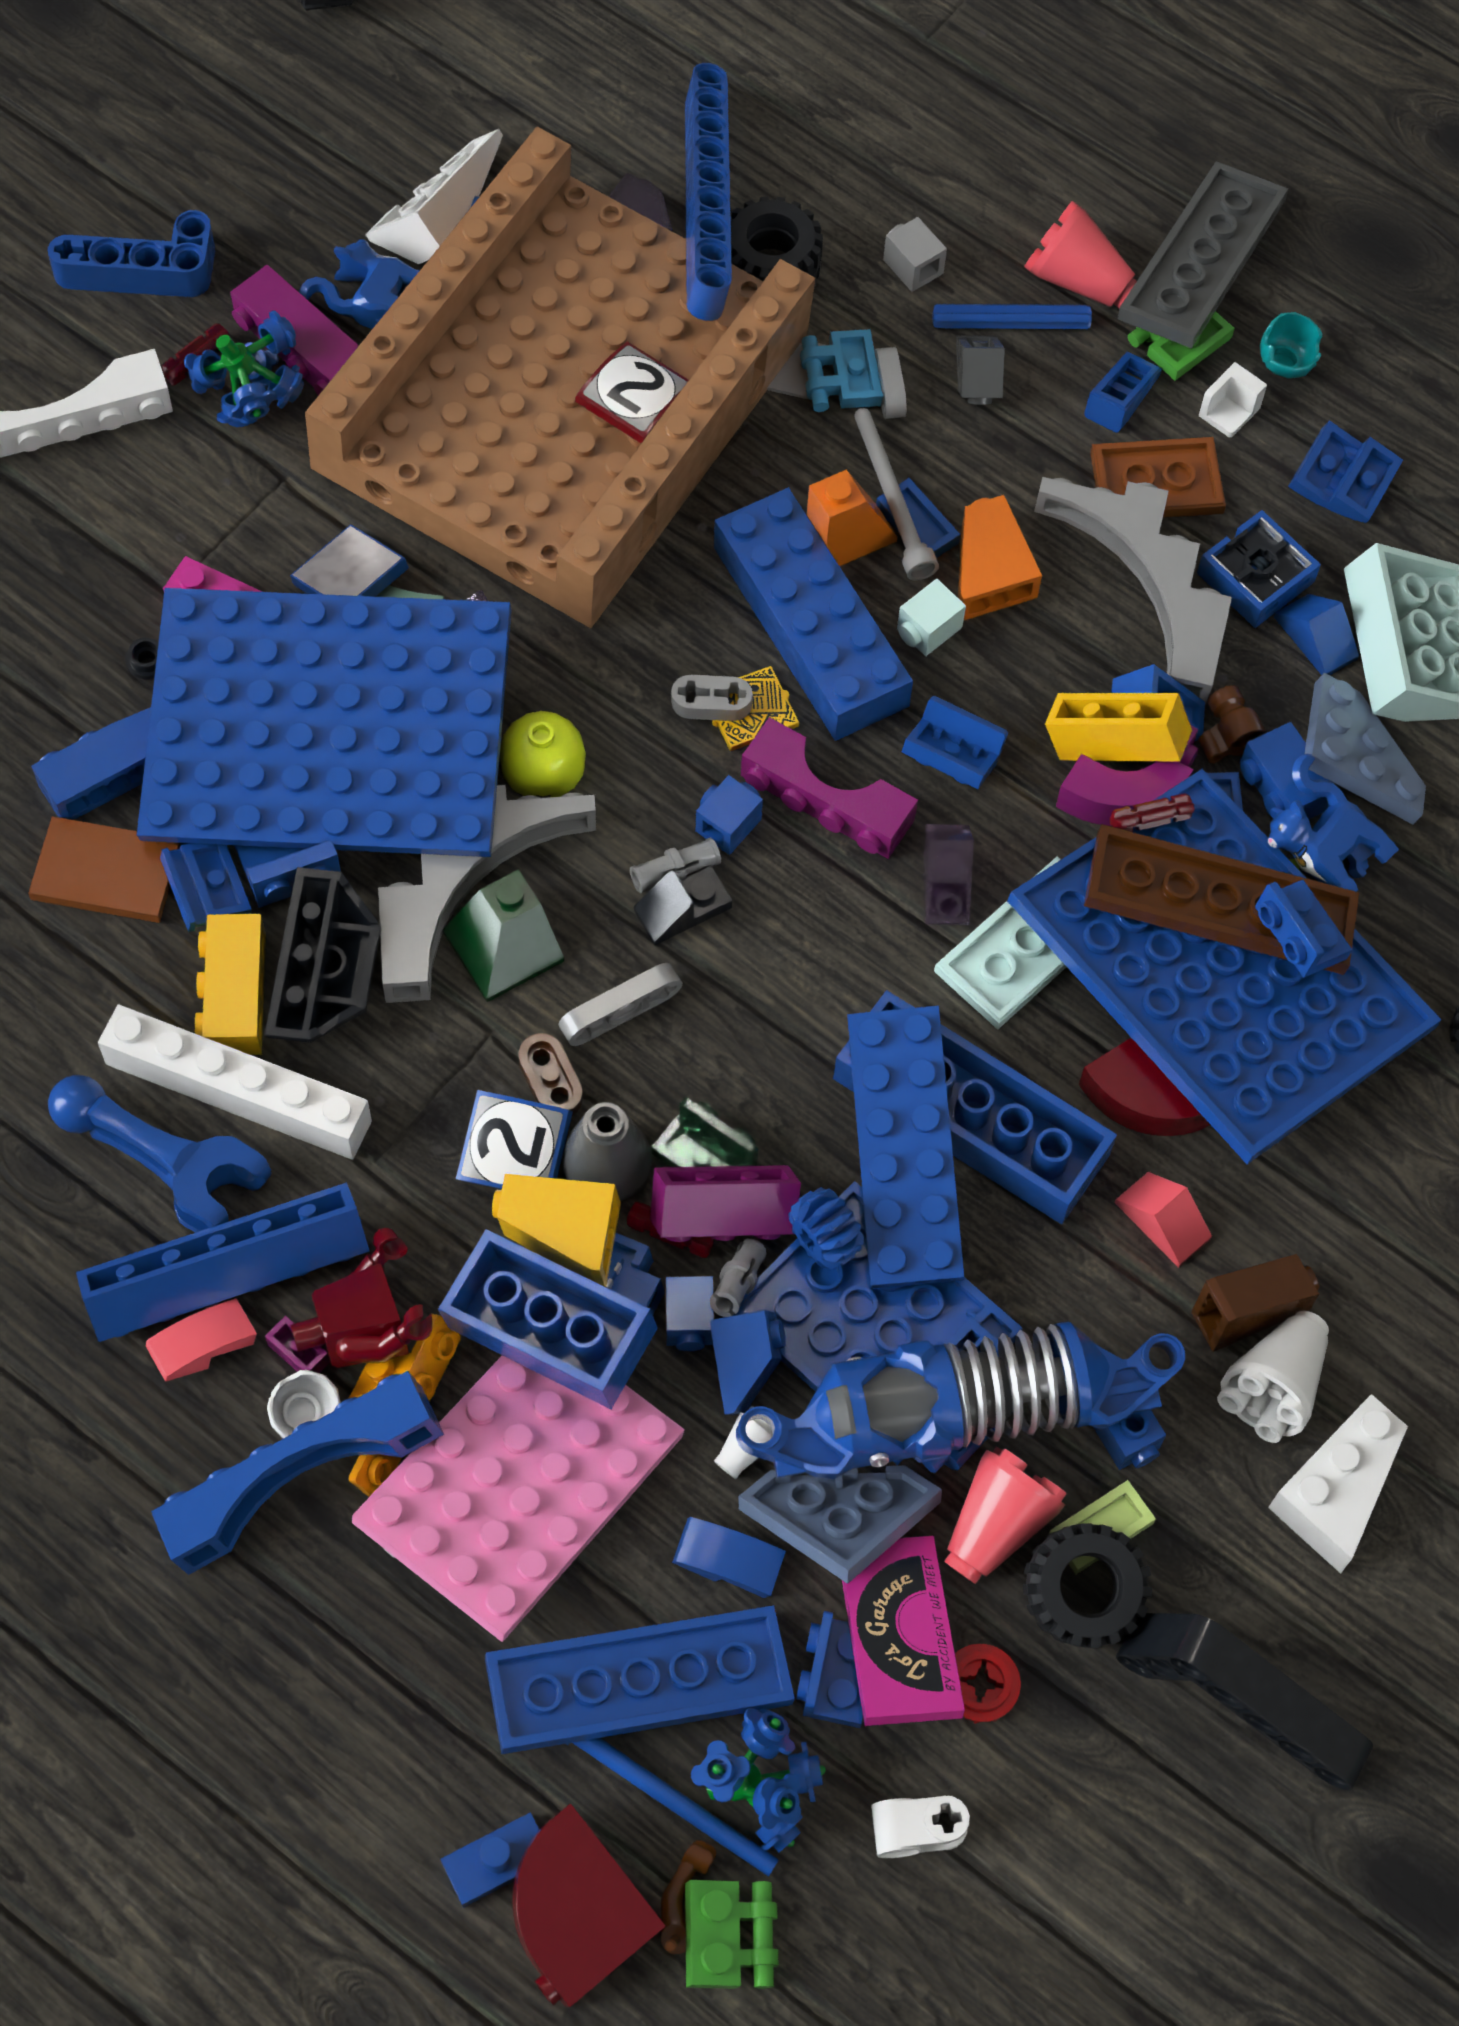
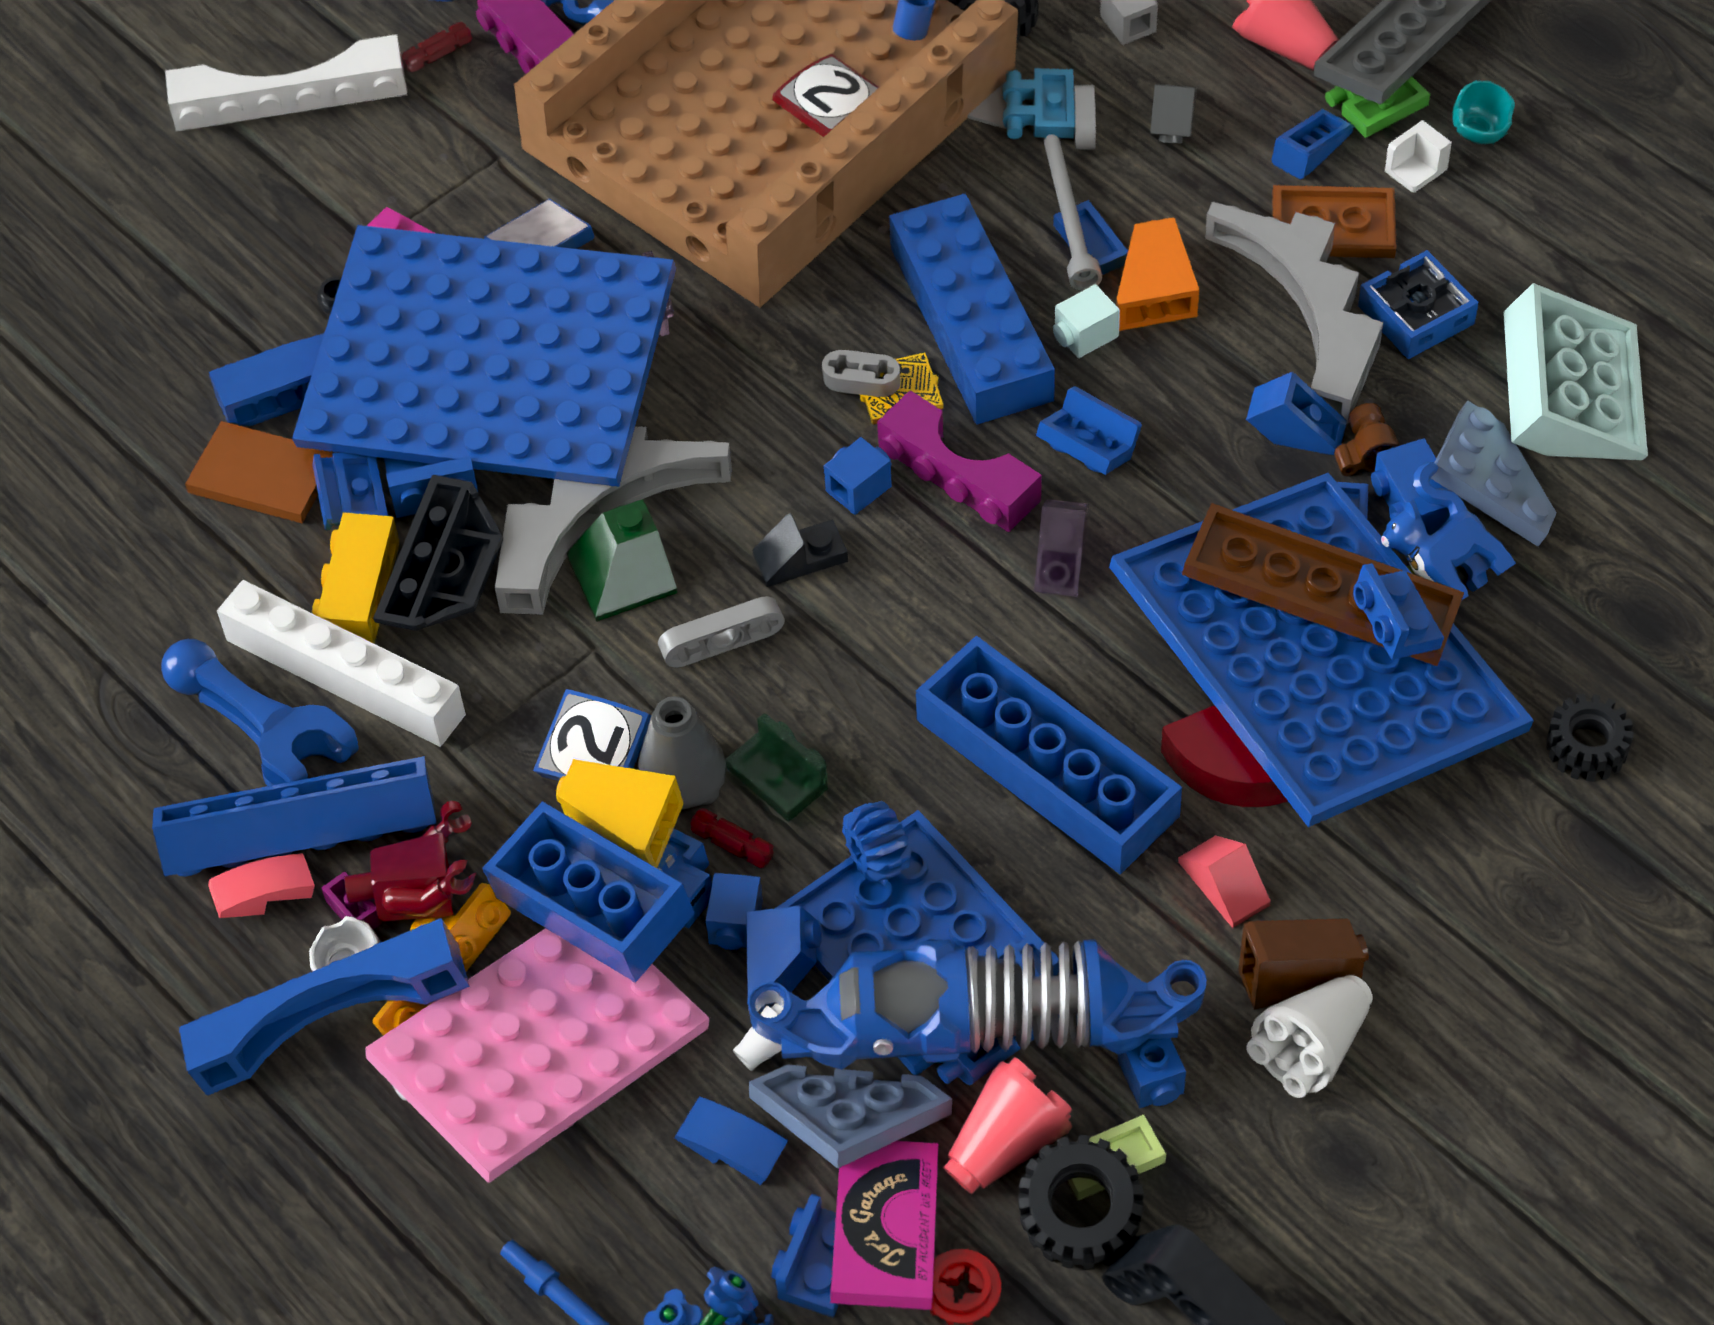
camera: 15 degrees right, 10 degrees down
(246, 364) = (479, 59): blue plant -> none
(542, 755) = (690, 406): neon yellow cylinder -> none
(552, 1078) = (642, 691): plate -> none
(638, 1679) = (615, 1236): blue plate -> none
(681, 861) = (819, 509): light grey pin -> none
(723, 1201) = (781, 811): magenta brick -> none
(738, 1277) = (797, 872): light grey pin -> none
(847, 518) = (1018, 225): orange slope -> none
(905, 1147) = (968, 778): blue plate -> none
(1000, 965) = (1100, 636): light aqua tile -> none
(1011, 316) = (1215, 70): blue axle -> none
(1095, 790) = (1232, 485): magenta arch -> none
(1119, 726) = (1249, 426): yellow brick -> none
(1153, 813) = (1269, 502): dark red axle -> none
(1320, 632) = (1473, 368): blue slope -> none
(1341, 1482) = (1360, 1137): white wedge -> none
(1345, 473) = (1521, 230): blue slope -> none

